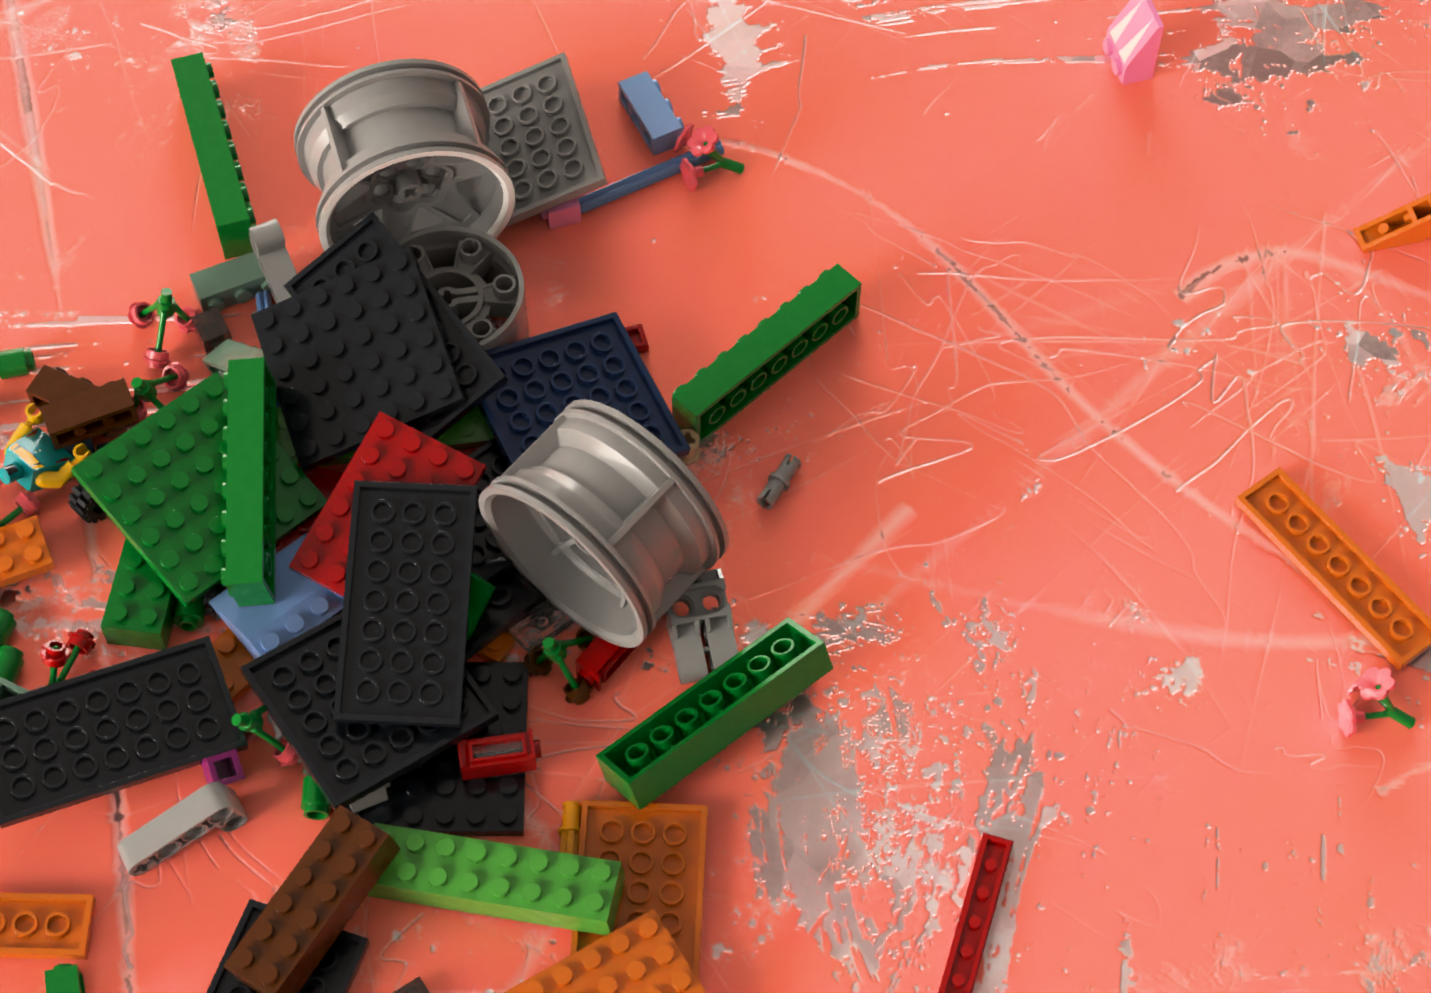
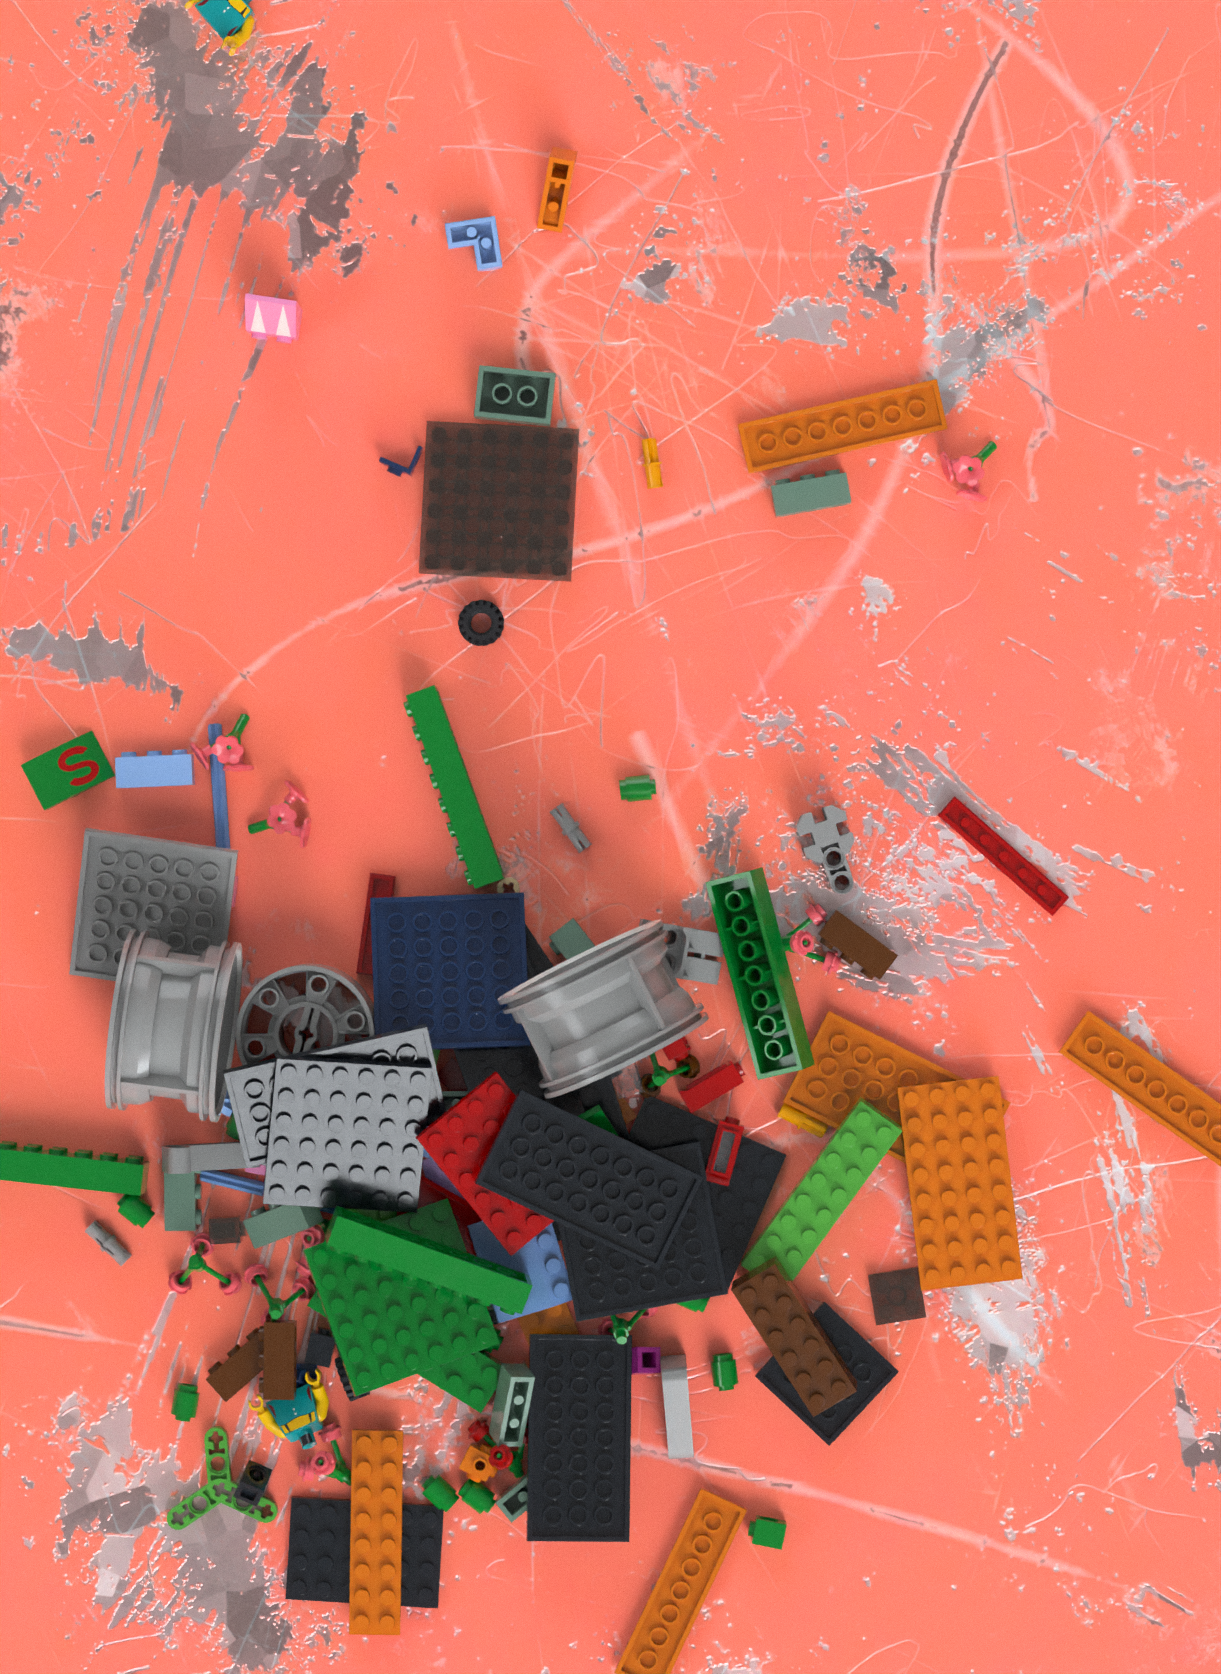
camera: 60 degrees left, 30 degrees up
(30, 652) = (469, 1463): none -> orange brick
(120, 646) = (511, 1404): none -> sand green brick
(157, 242) = (108, 1243): none -> light grey pin
(201, 250) = (135, 1210): none -> green brick
(243, 865) = (724, 1371): none -> green brick
(567, 721) = (712, 1085): none -> red window
(613, 44) = (68, 770): none -> green slope
(659, 212) = (282, 818): none -> coral plant
(769, 734) = (802, 942): none -> coral plant
(794, 806) = (856, 945): none -> reddish brown brick
(853, 523) = (637, 788): none -> green brick
(890, 725) = (827, 839): none -> light grey connector
(941, 336) = (487, 637): none -> black tyre
(1058, 205) = (397, 469): none -> dark blue bracket
(1072, 294) = (499, 501): none -> clear smoke plate
(1183, 262) = (514, 396): none -> sand green brick
(1190, 409) = (652, 463): none -> light orange axle
(1250, 563) = (810, 493): none -> sand green brick
(1313, 182) = (482, 235): none -> light blue brick

